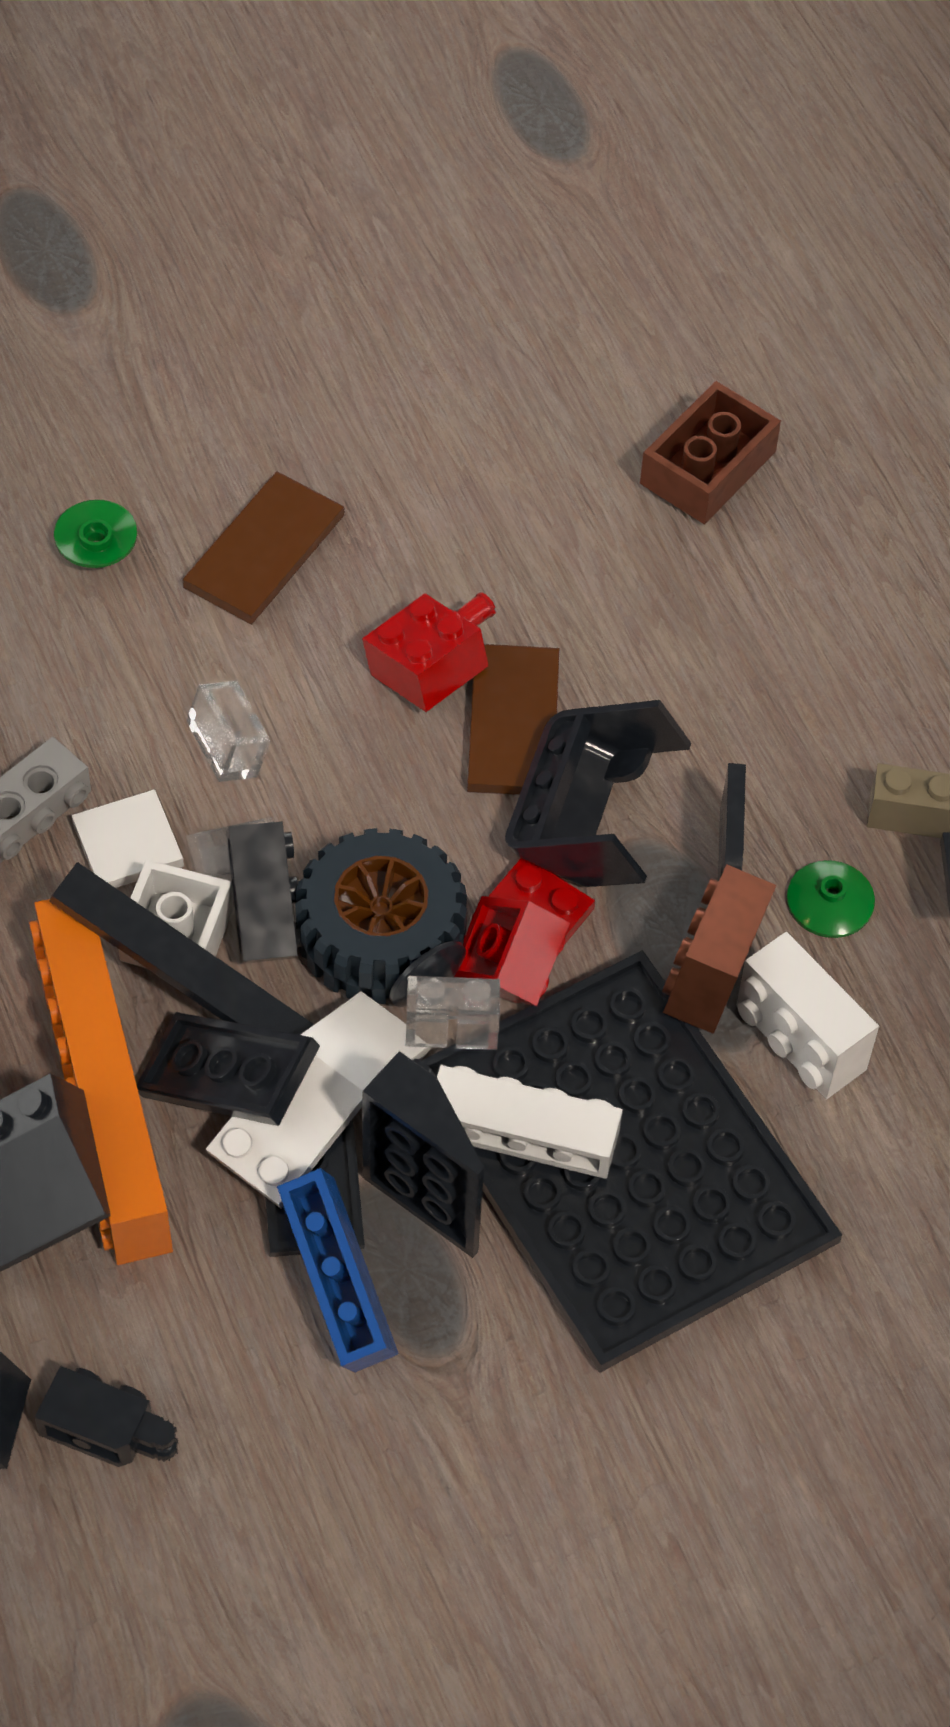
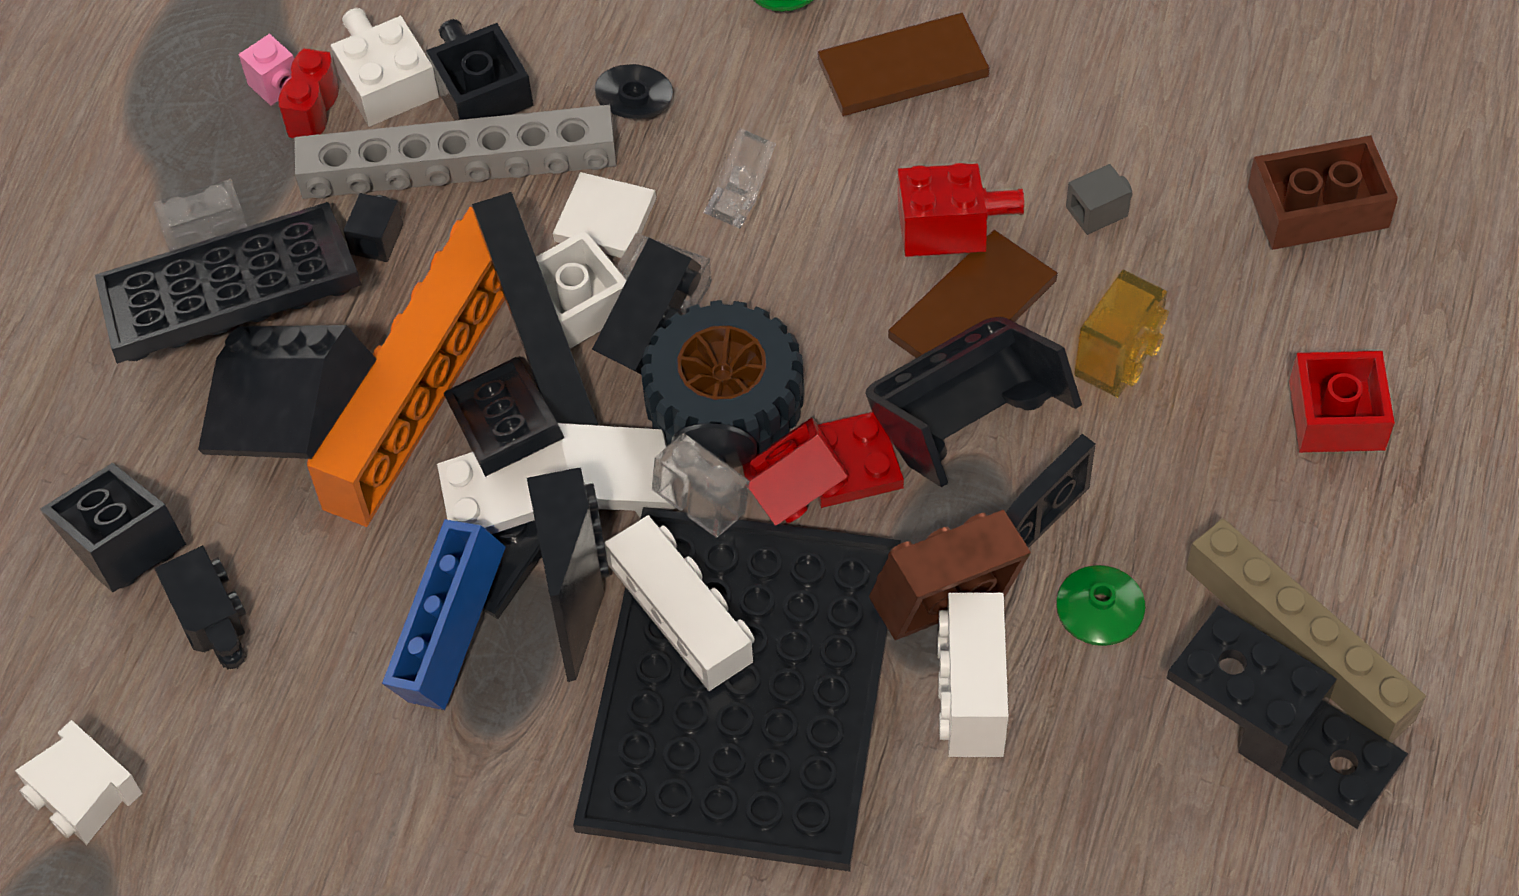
camera: 45 degrees right, 0 degrees up
(55, 711) = (634, 91): none -> black dish
(139, 1652) = (77, 783): none -> white hips
(537, 565) = (1099, 198): none -> dark grey brick
(667, 660) = (1121, 334): none -> clear yellow brick
(873, 614) = (1341, 401): none -> red brick

